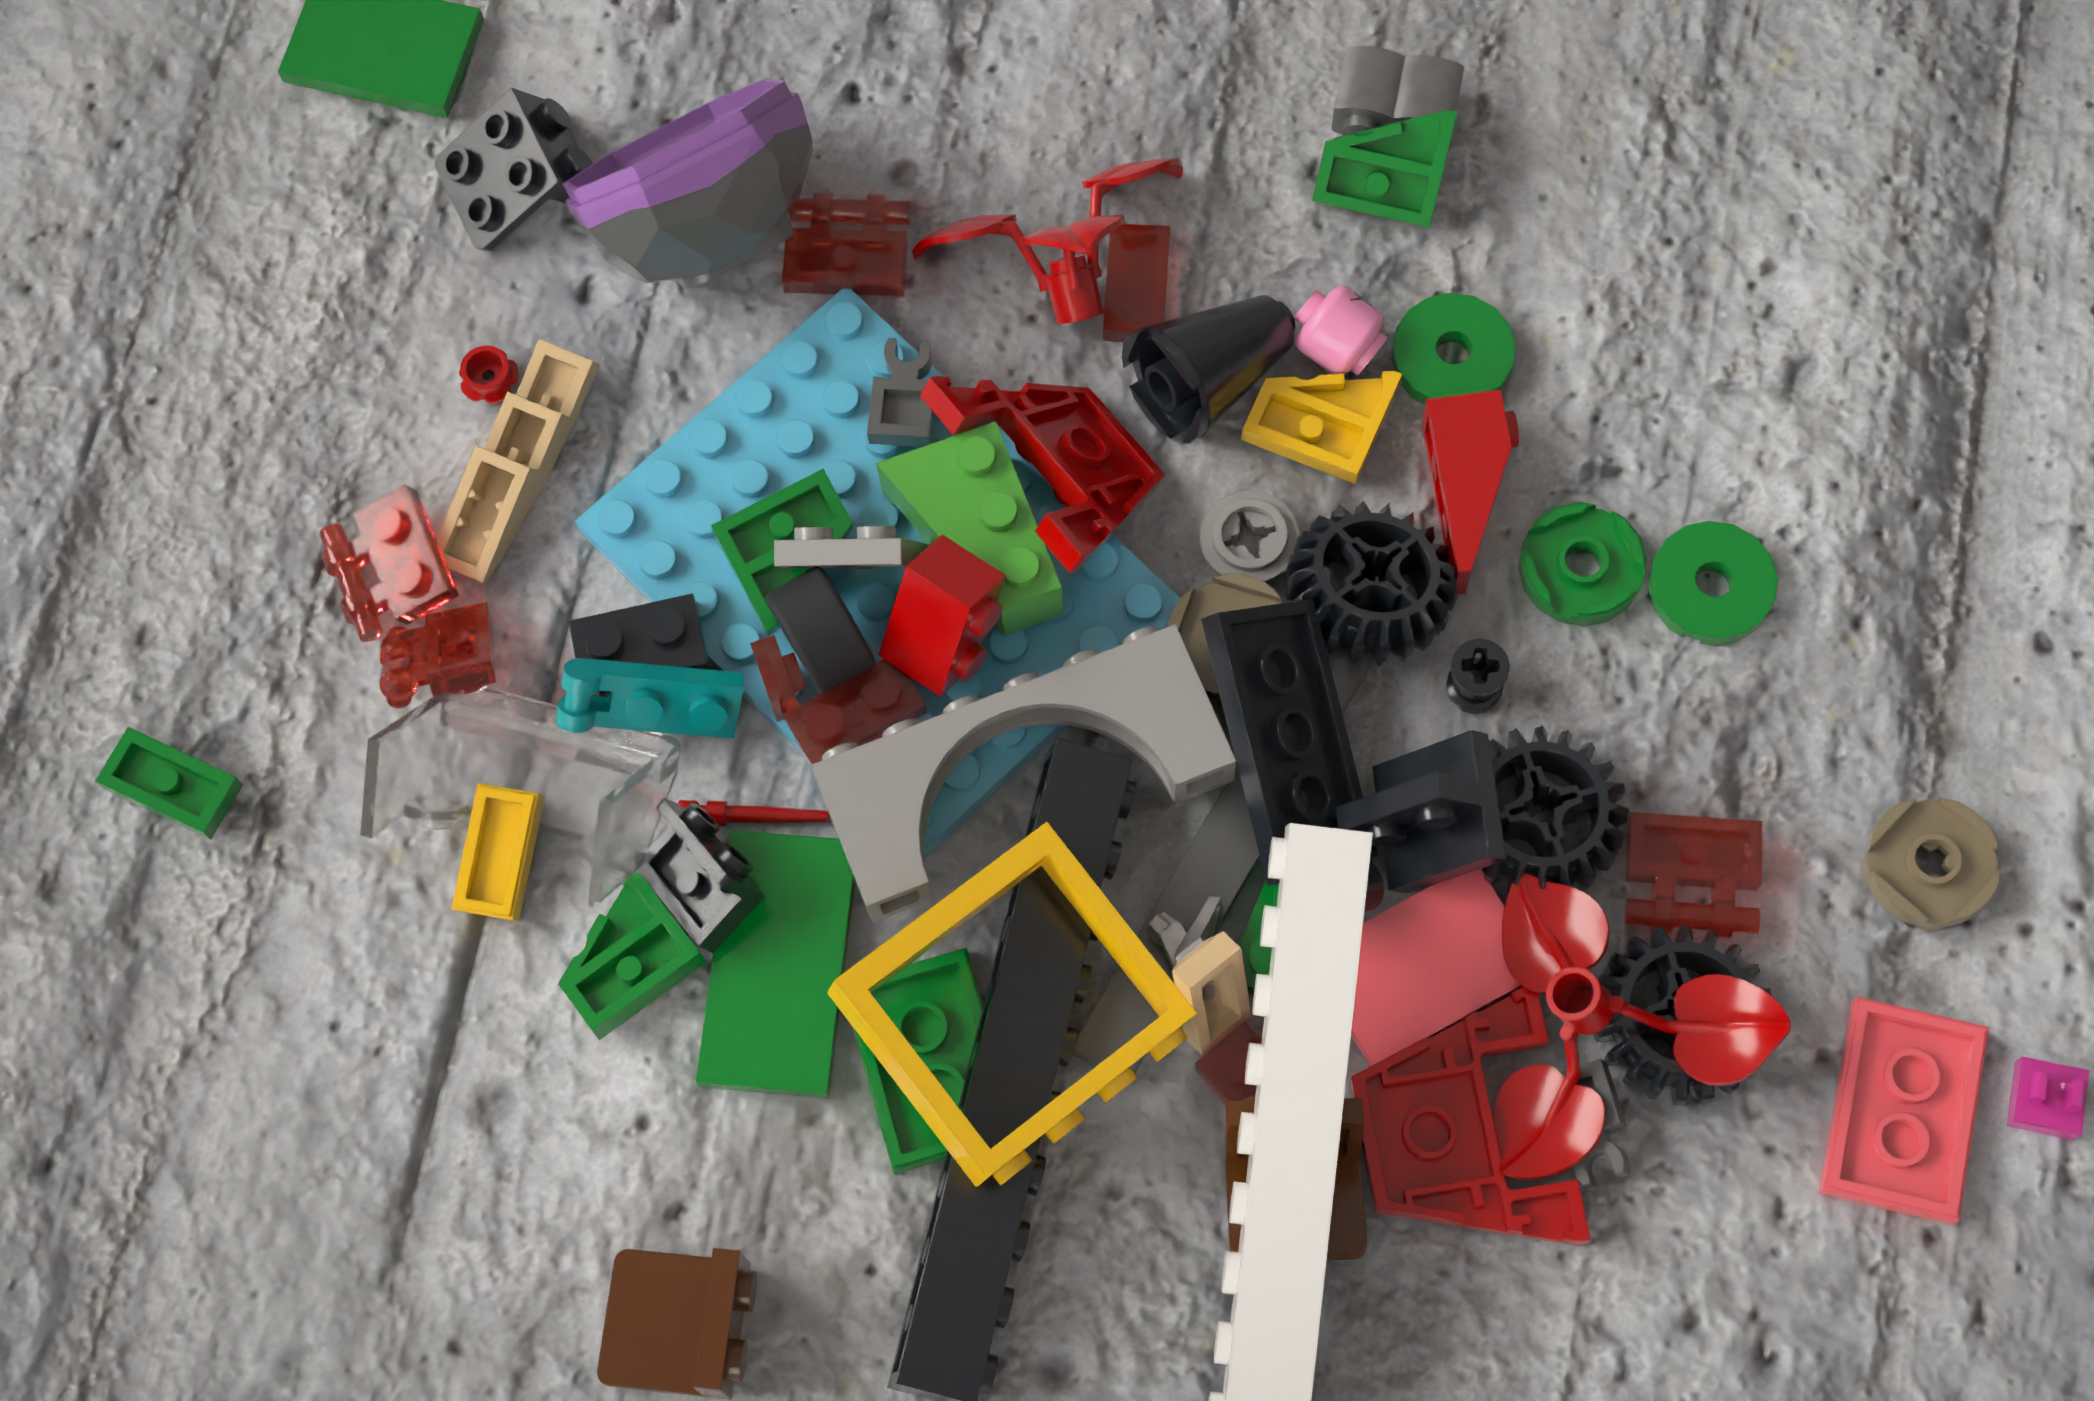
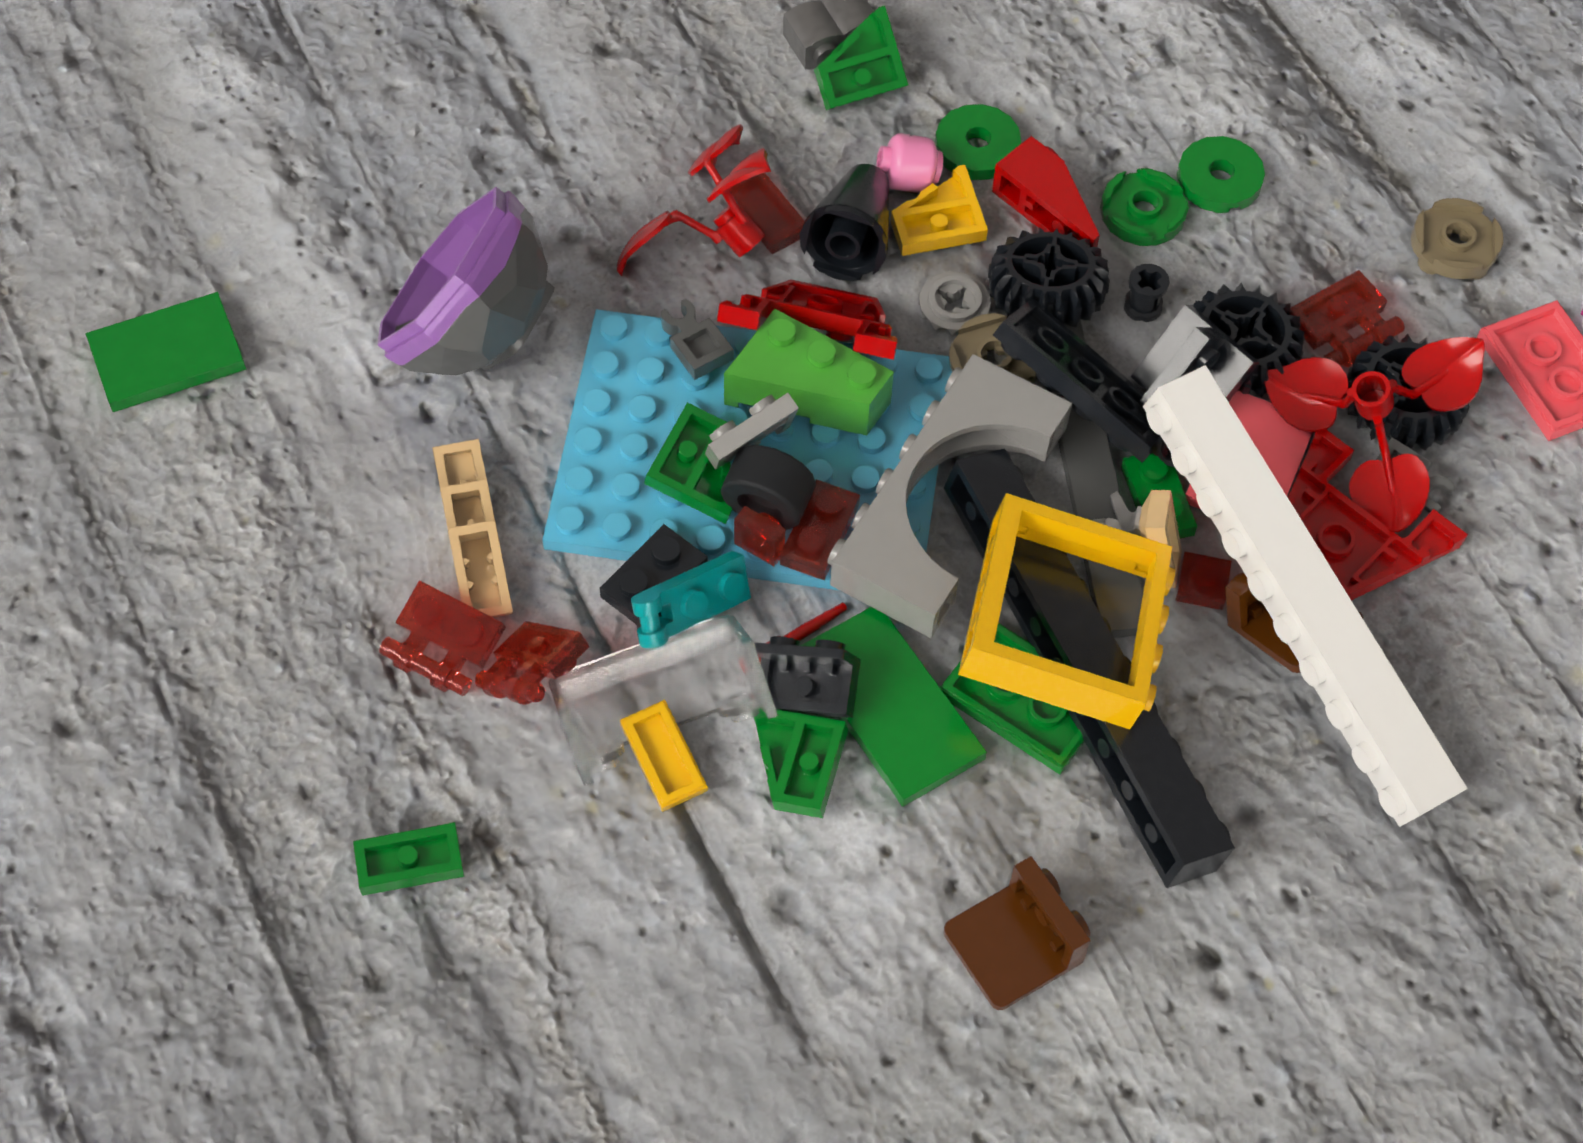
camera: 45 degrees left, 10 degrees down
(480, 362) = (407, 483): red plate -> none
(509, 165) = (321, 368): black bracket -> none
(837, 259) = (587, 292): clear red plate -> none
(942, 616) = (838, 430): red brick -> none

